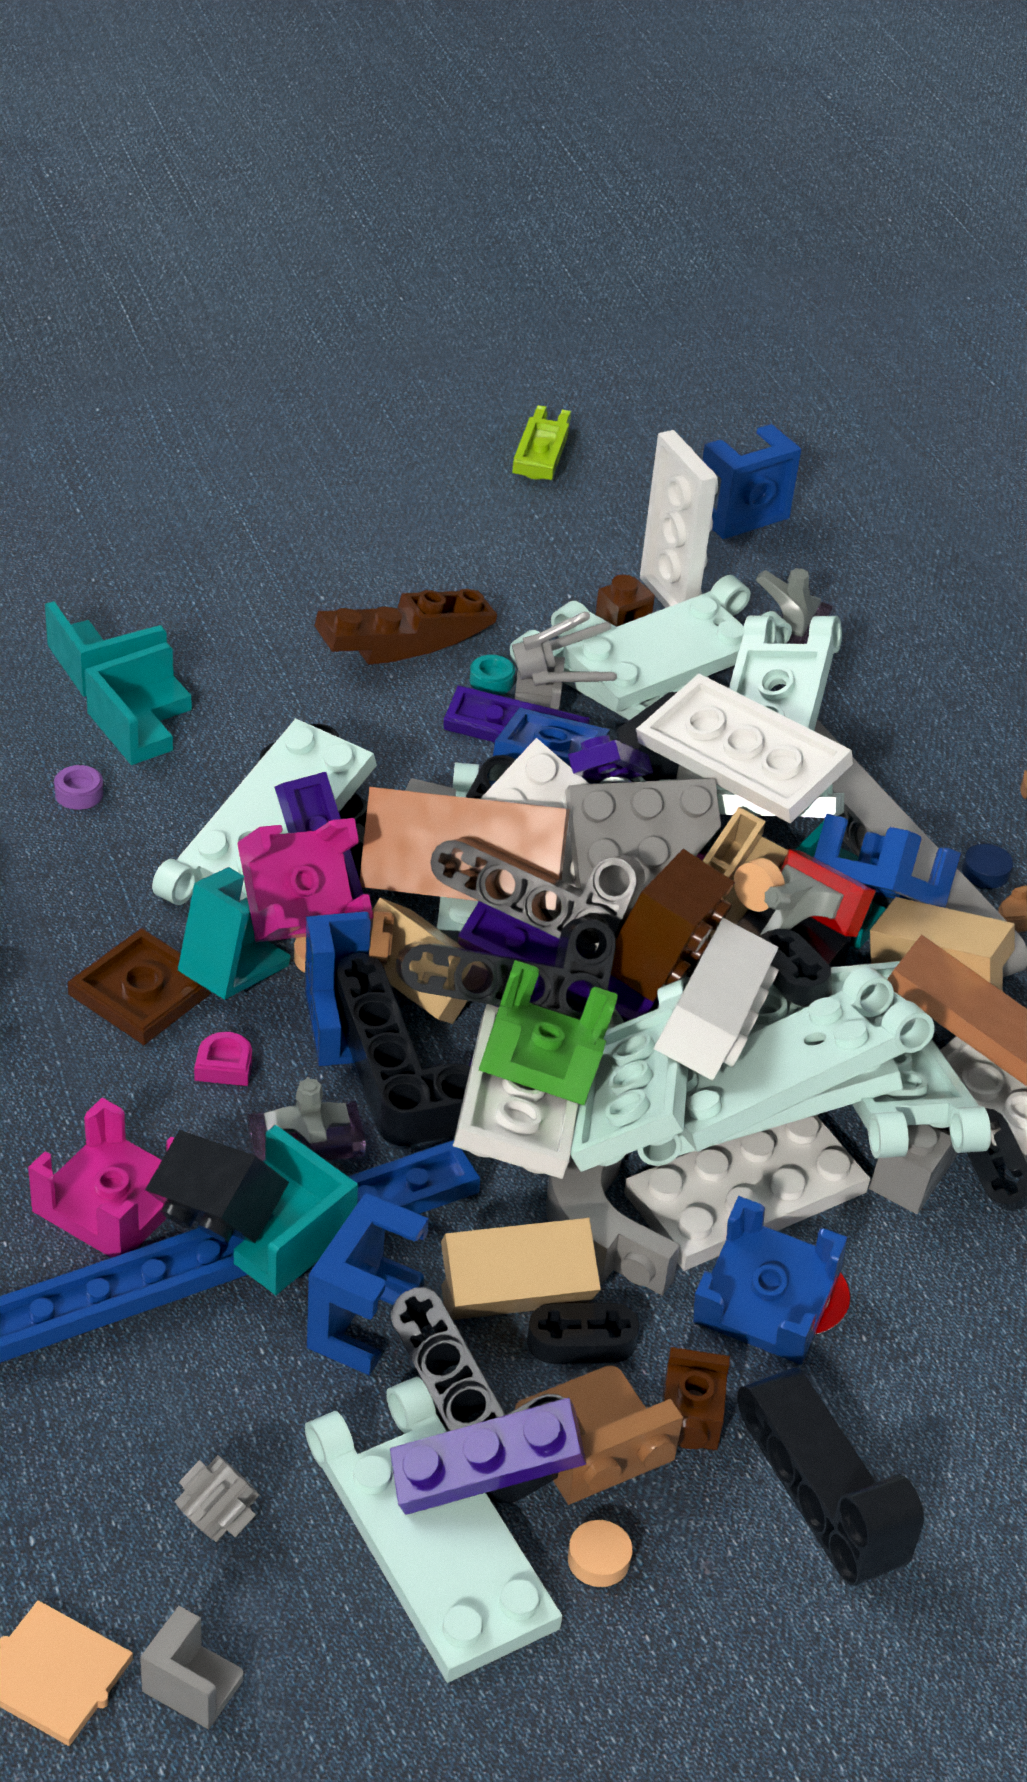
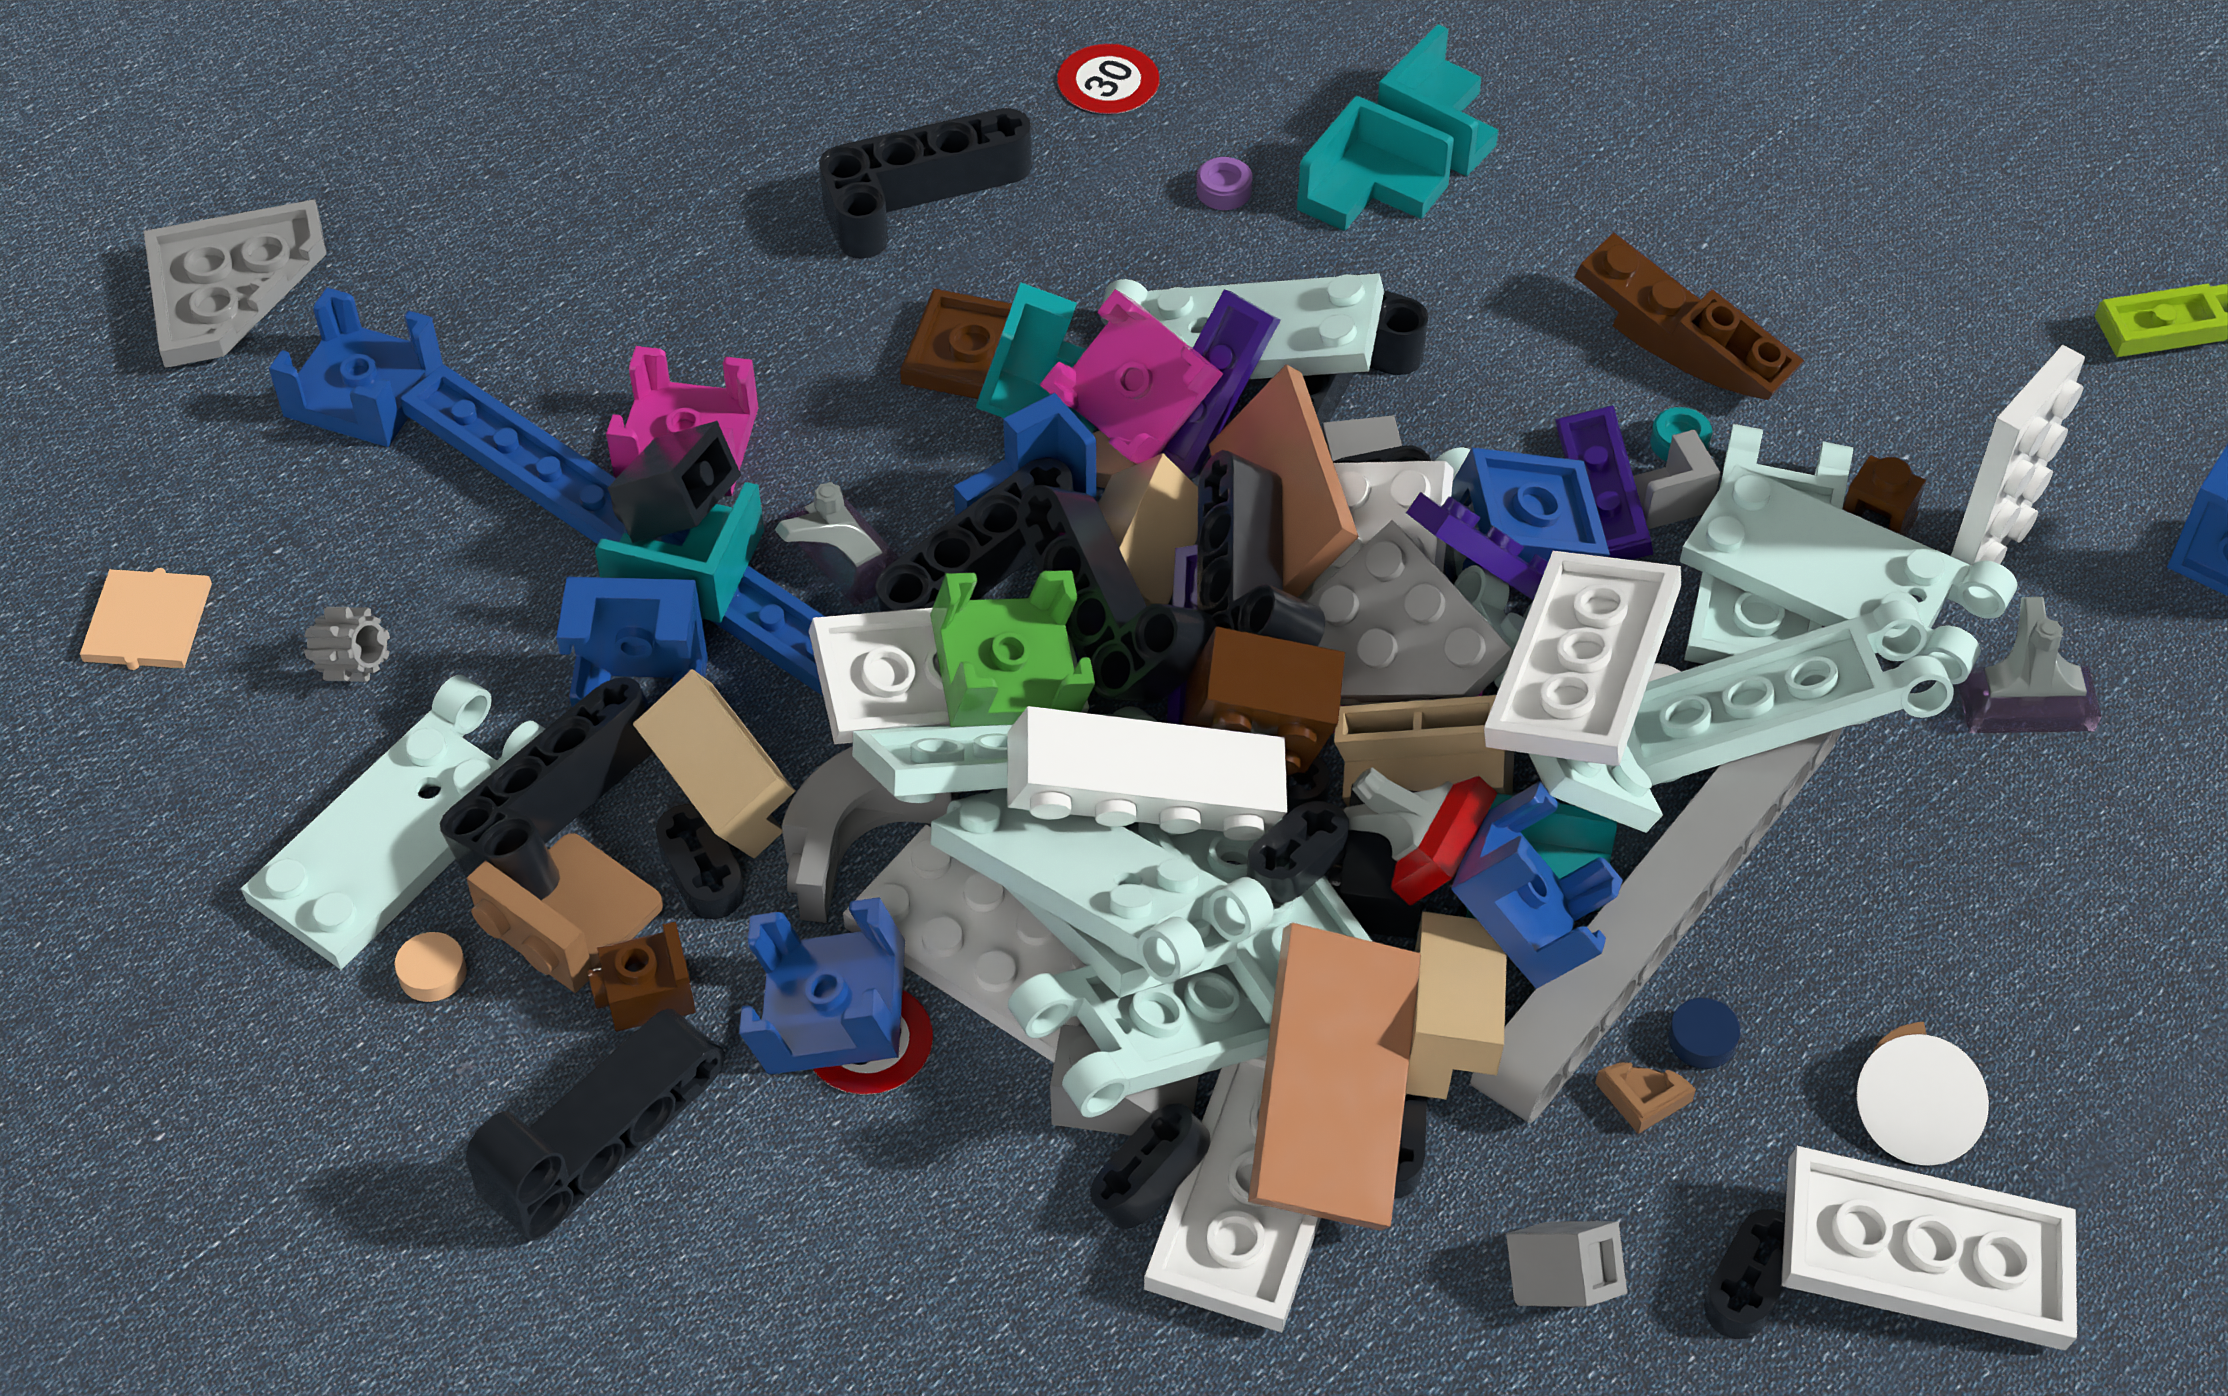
camera: 70 degrees right, 10 degrees up
(186, 1673) = (167, 701): light grey panel -> none
(224, 1059) = (910, 446): dark pink tile -> none
(381, 936) = (1106, 476): medium nougat tile -> none
(487, 1456) = (452, 811): plate -> none
(536, 654) = (1678, 439): light grey plant -> none
(754, 880) = (1408, 762): light nougat tile -> none

